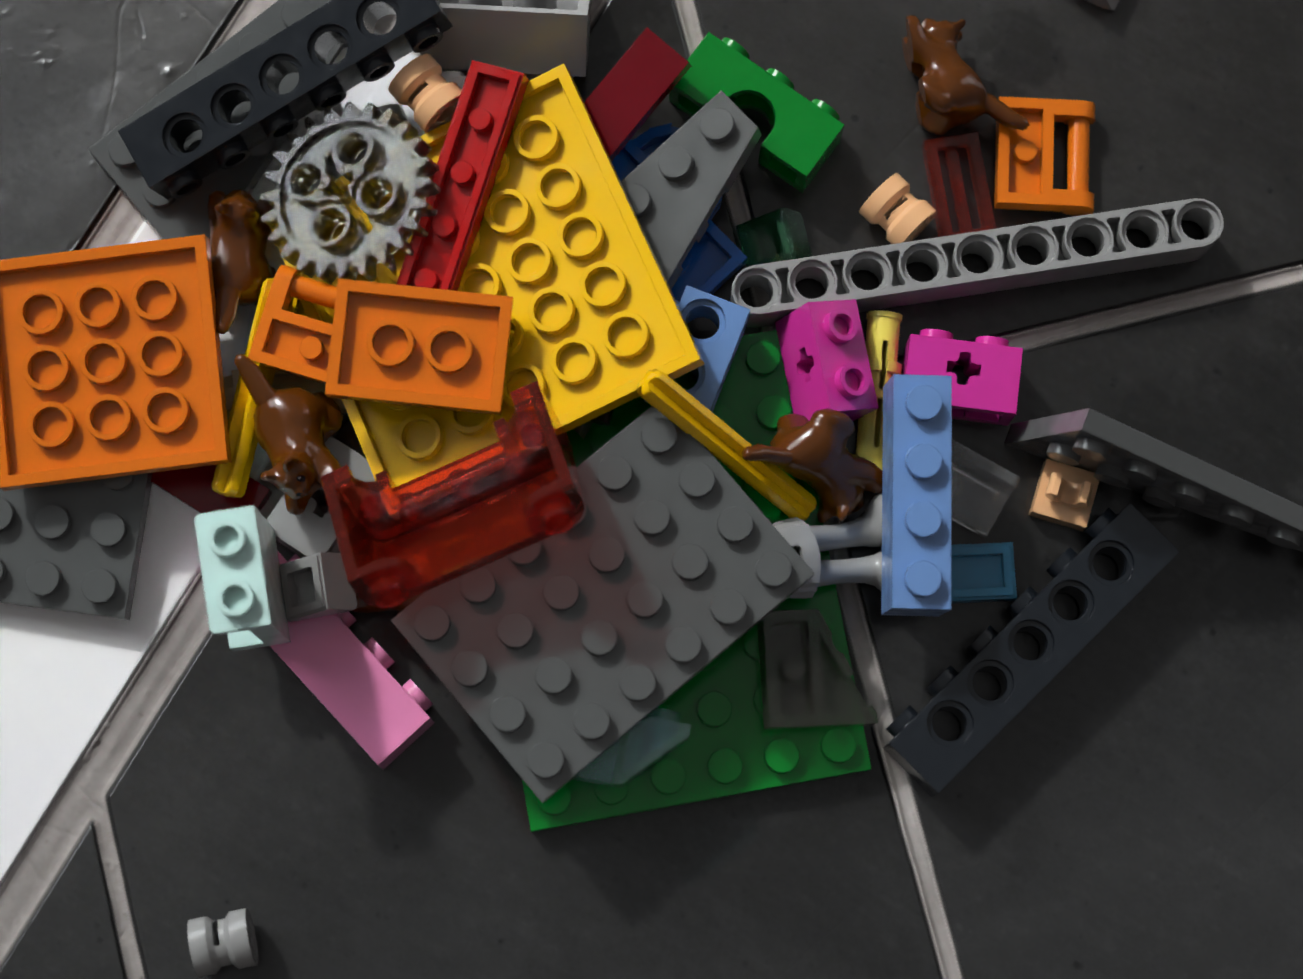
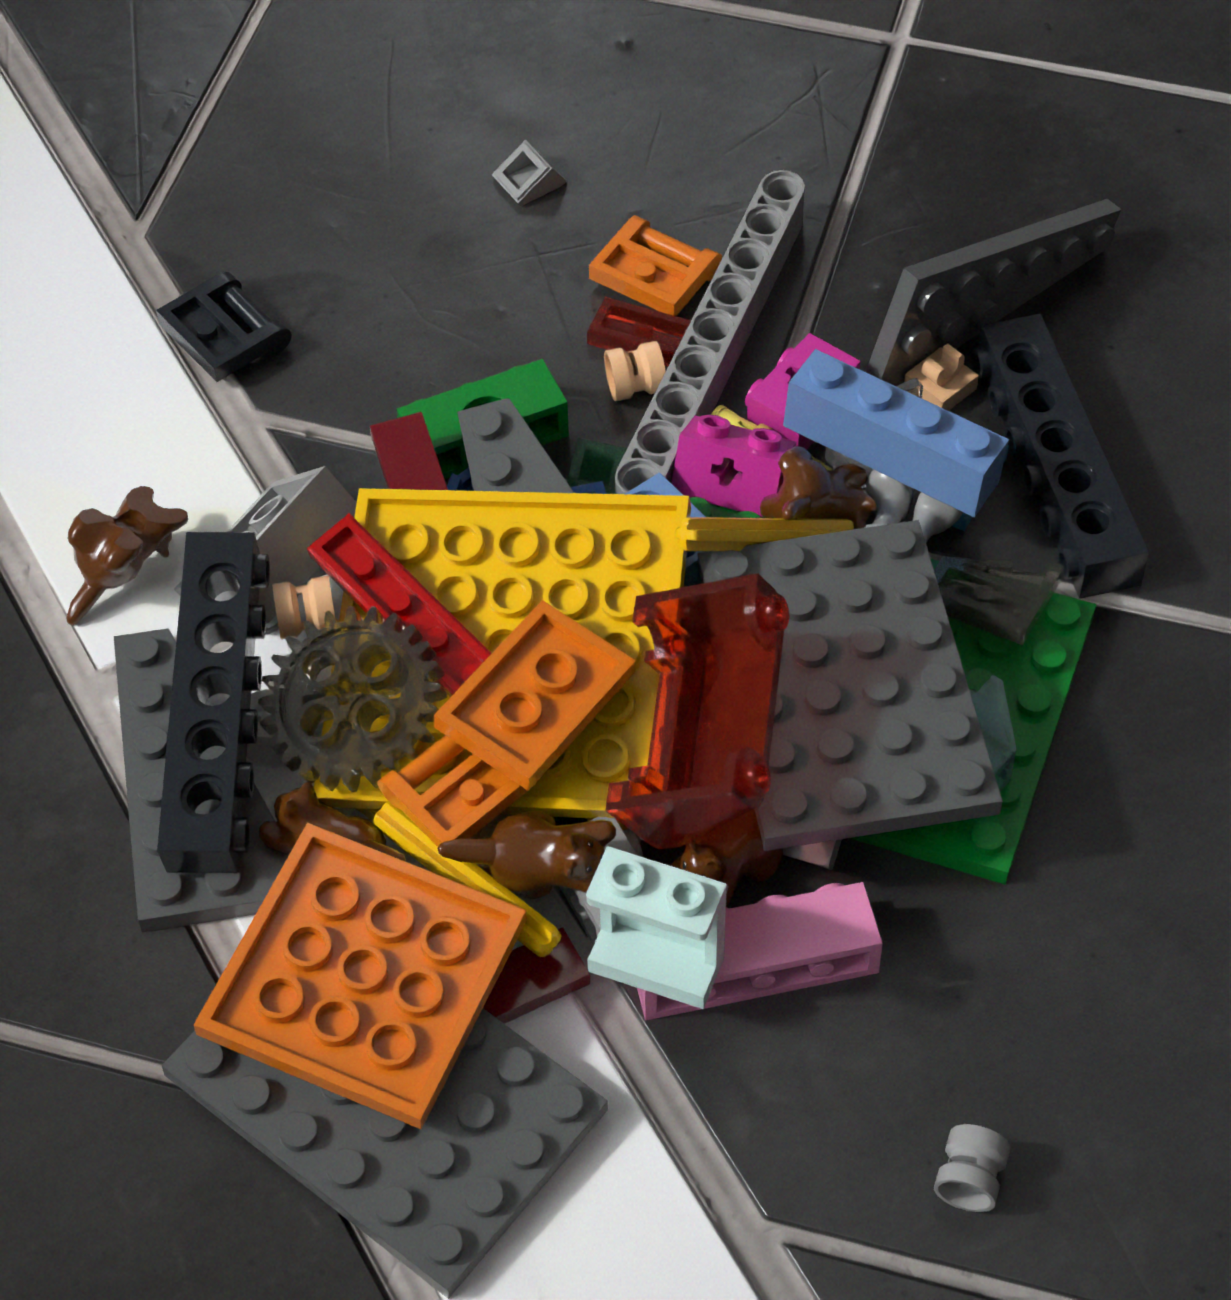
camera: 55 degrees left, 25 degrees down
(948, 87) = (555, 288): reddish brown animal -> none

